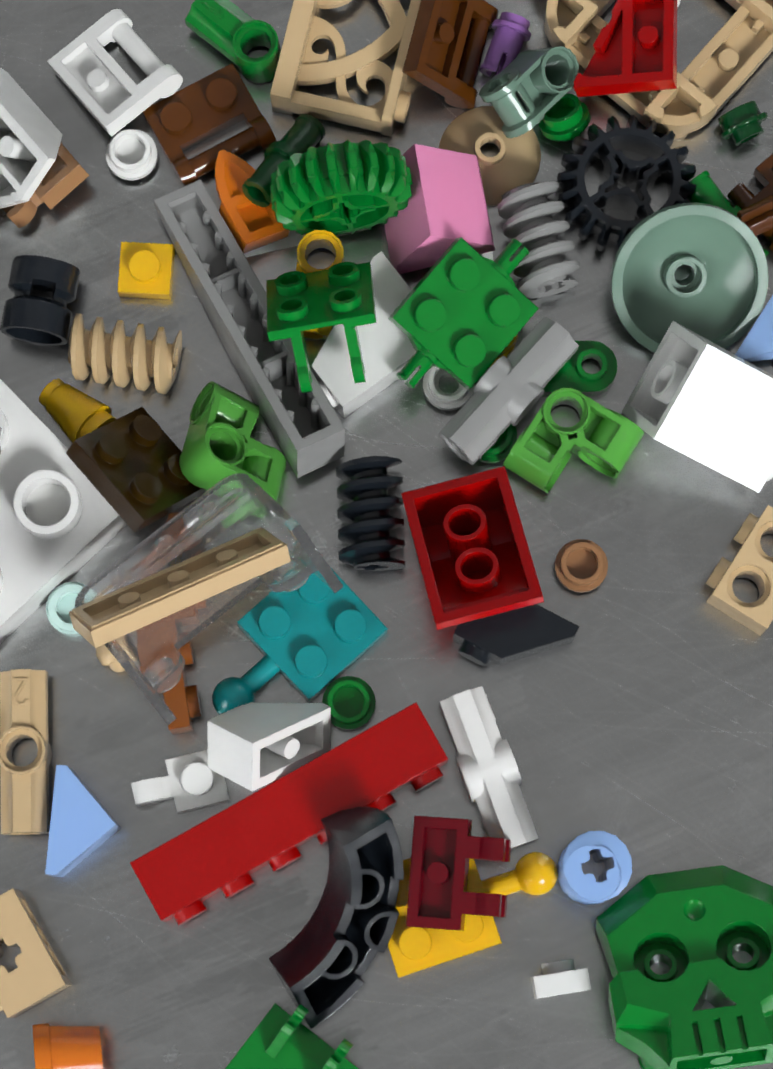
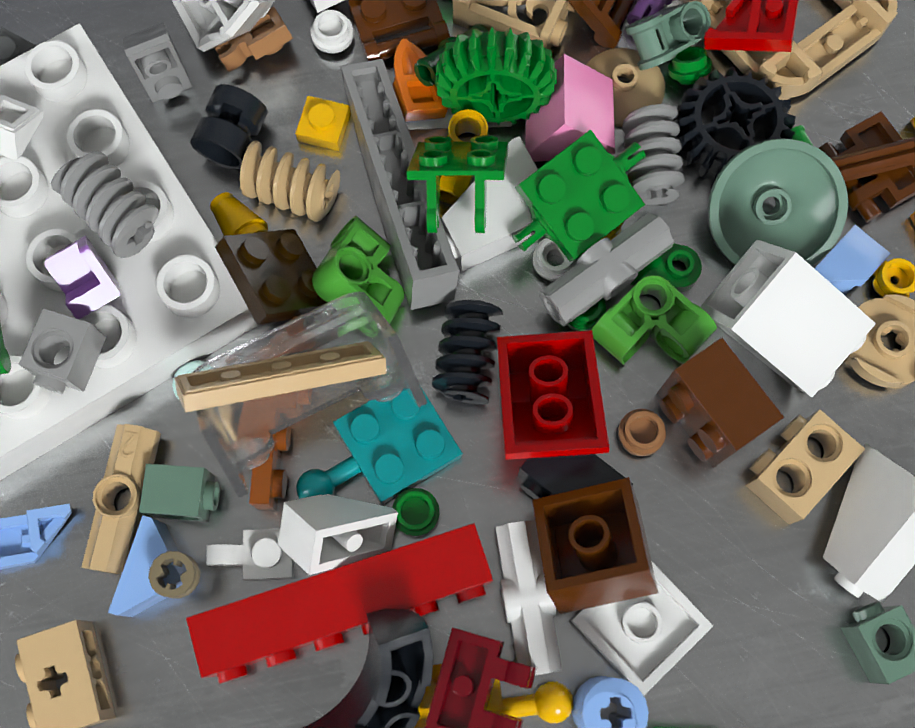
camera: 10 degrees right, 5 degrees down
(86, 733) = (179, 493): none -> sand green brick
(91, 819) = (159, 571): none -> dark tan bush
(548, 701) = (593, 546): none -> reddish brown brick
(615, 772) = (644, 633): none -> white plate
(654, 522) = (717, 403): none -> reddish brown brick
(742, 123) = (837, 95): dark green plate -> none

